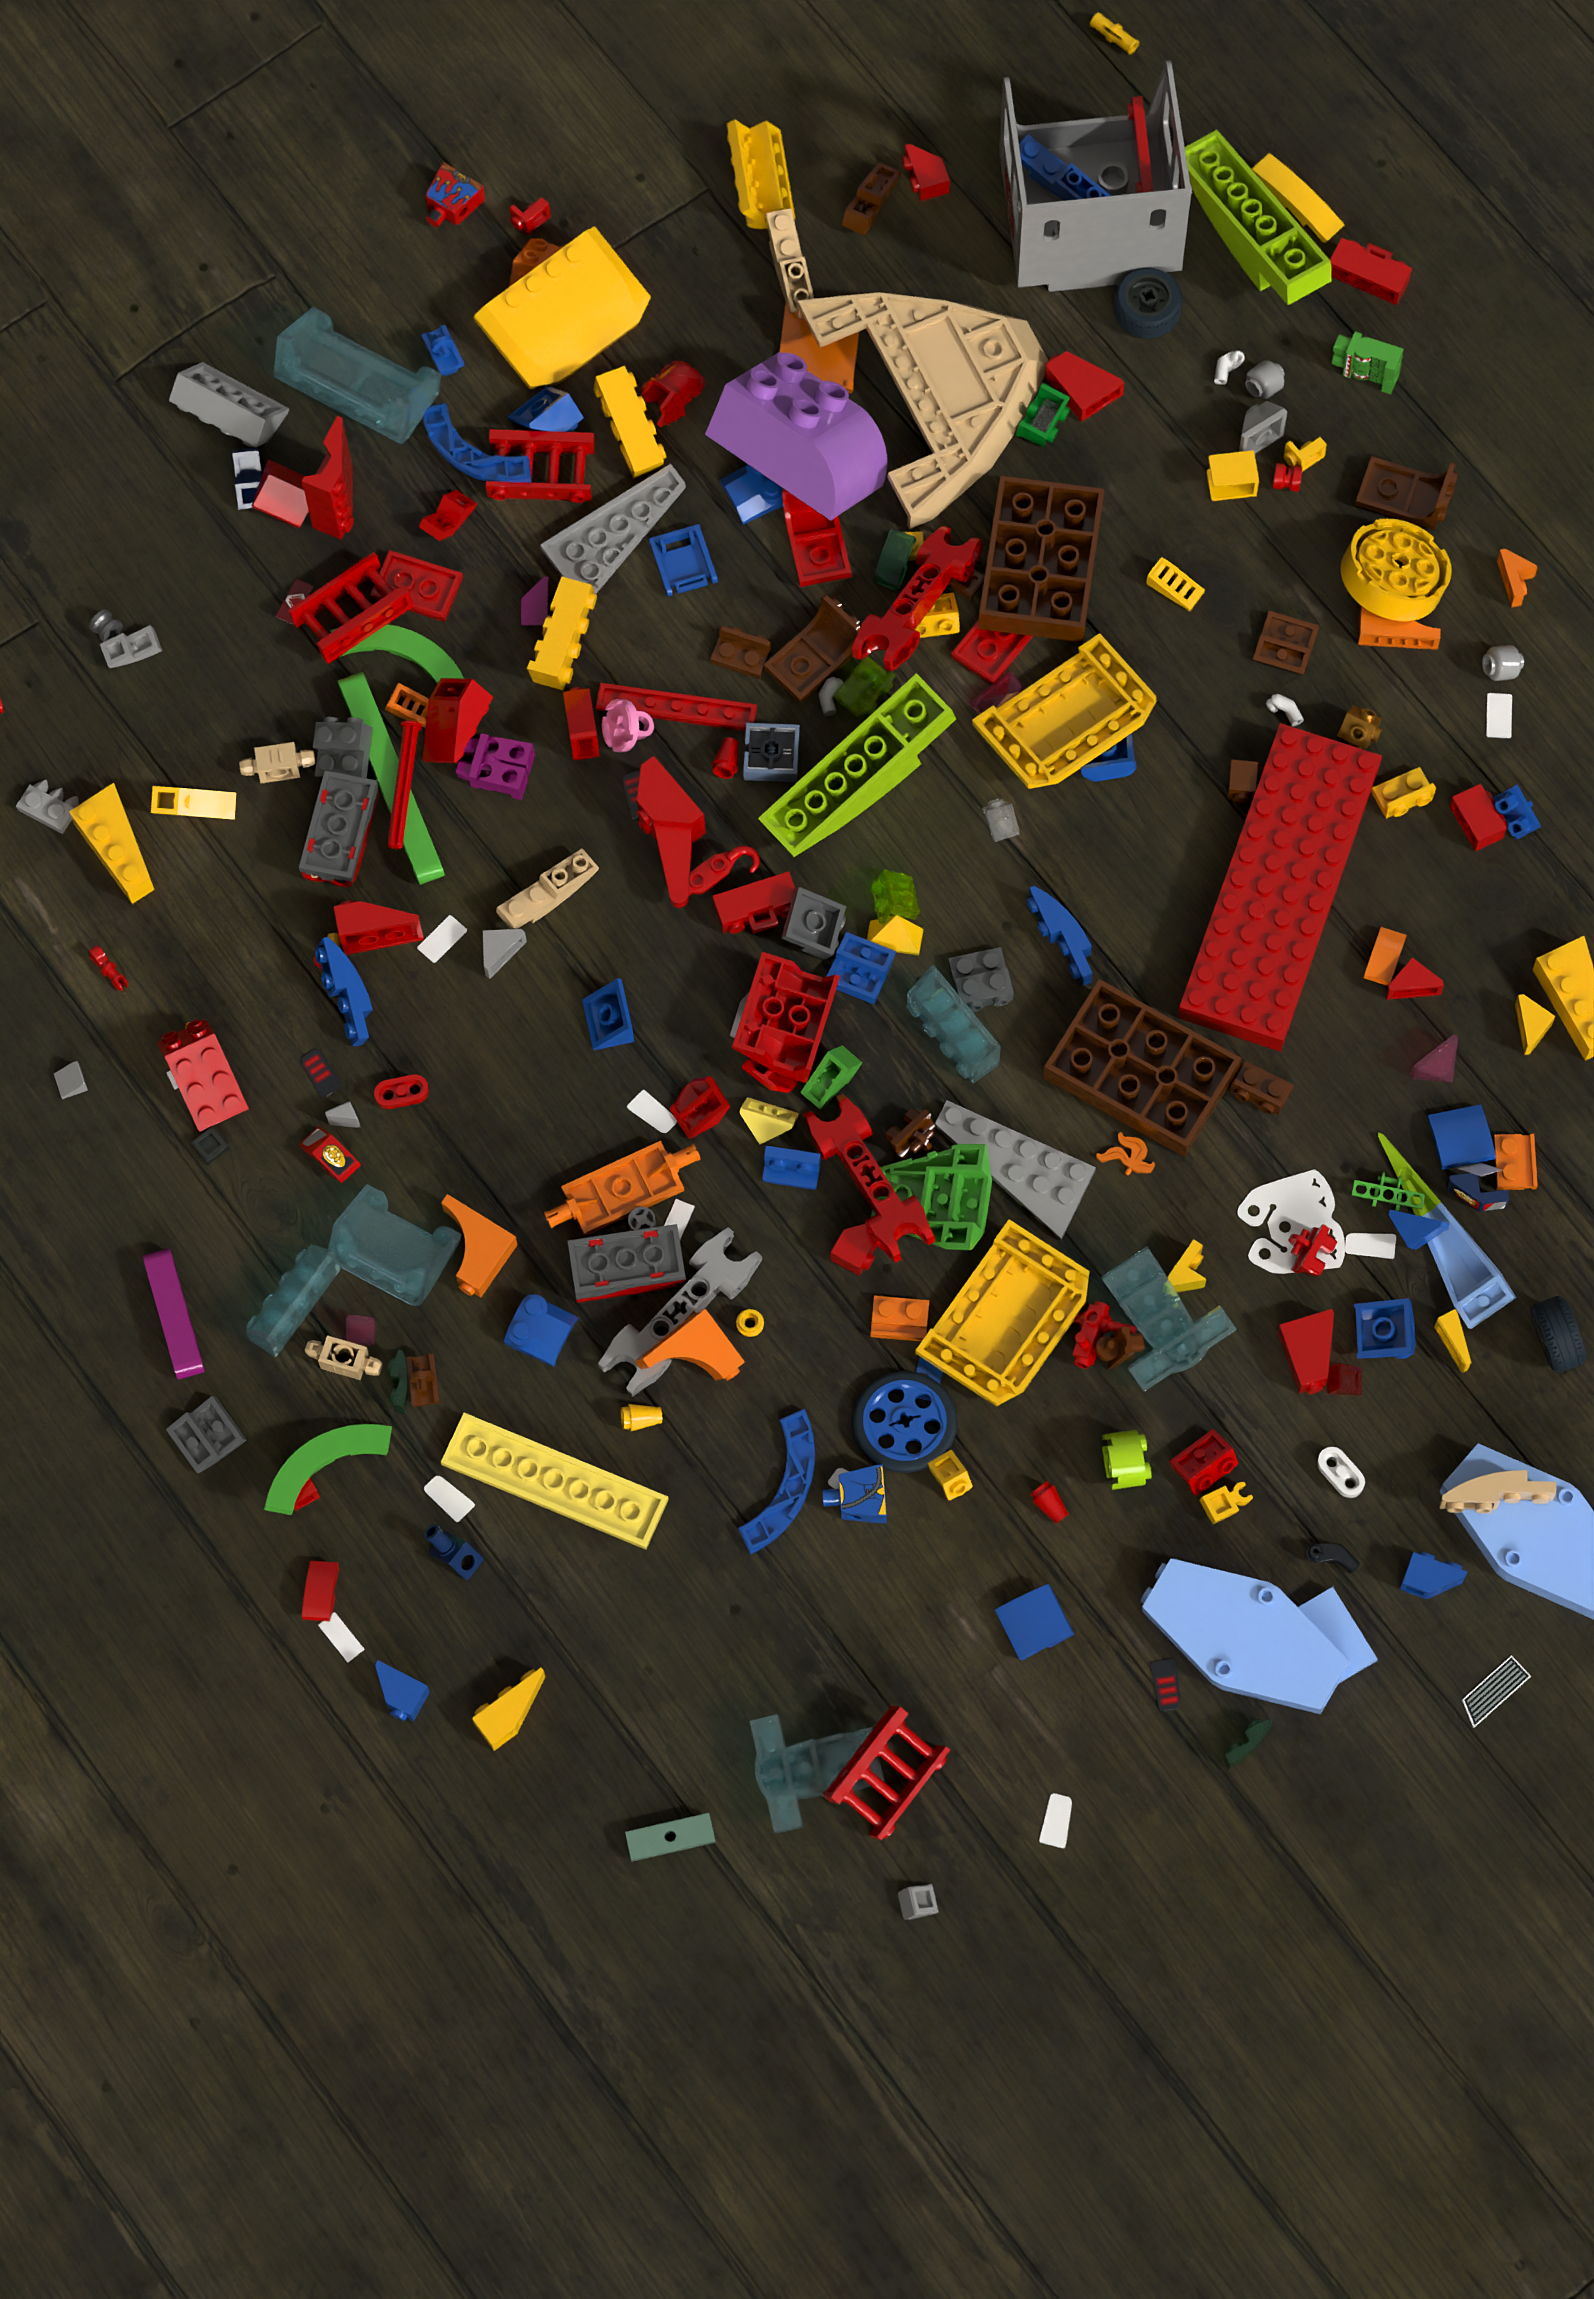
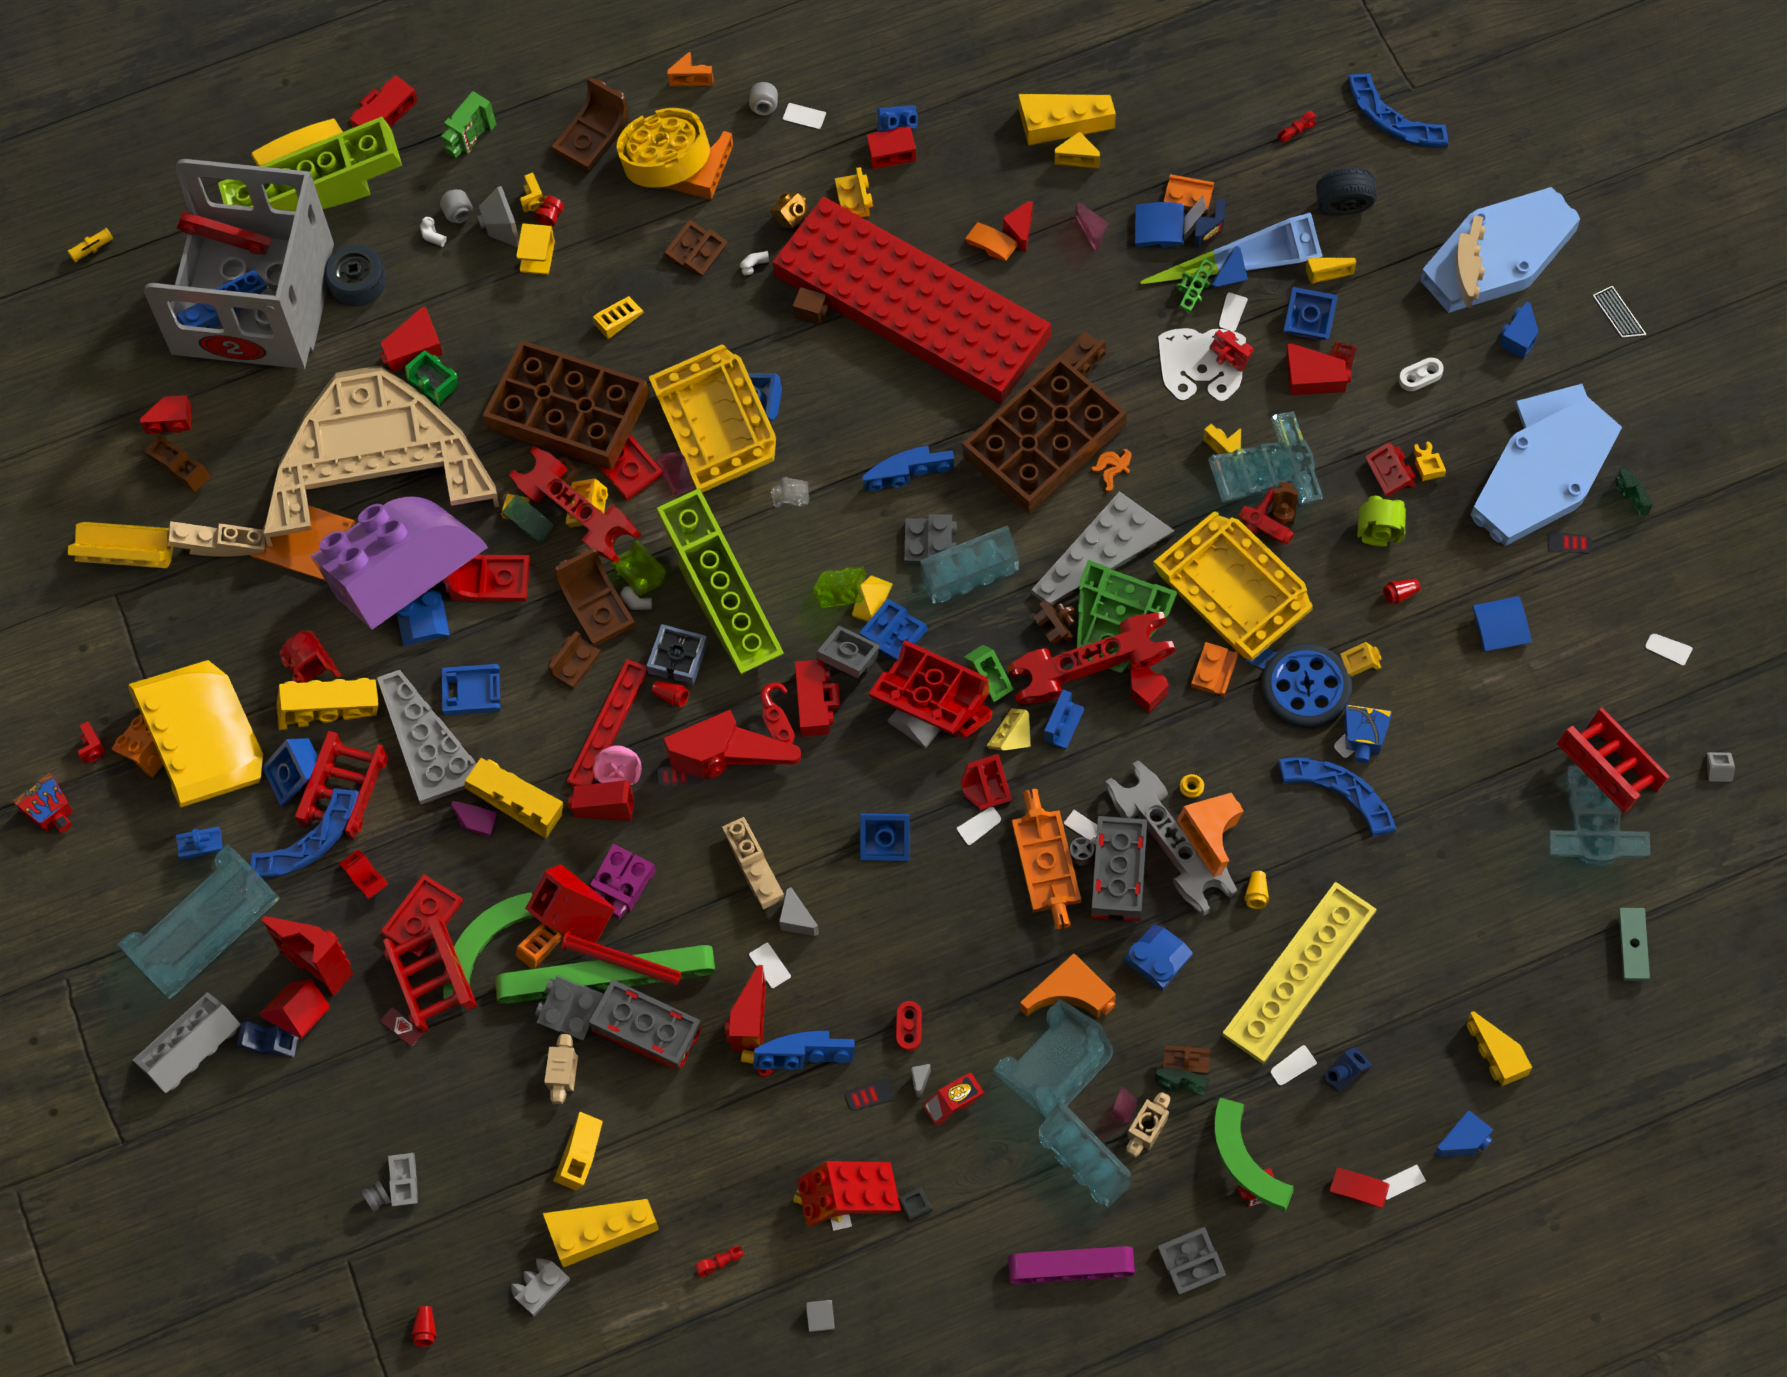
camera: 75 degrees left, 5 degrees down
(1332, 1553) = (1486, 396): black arm -> none

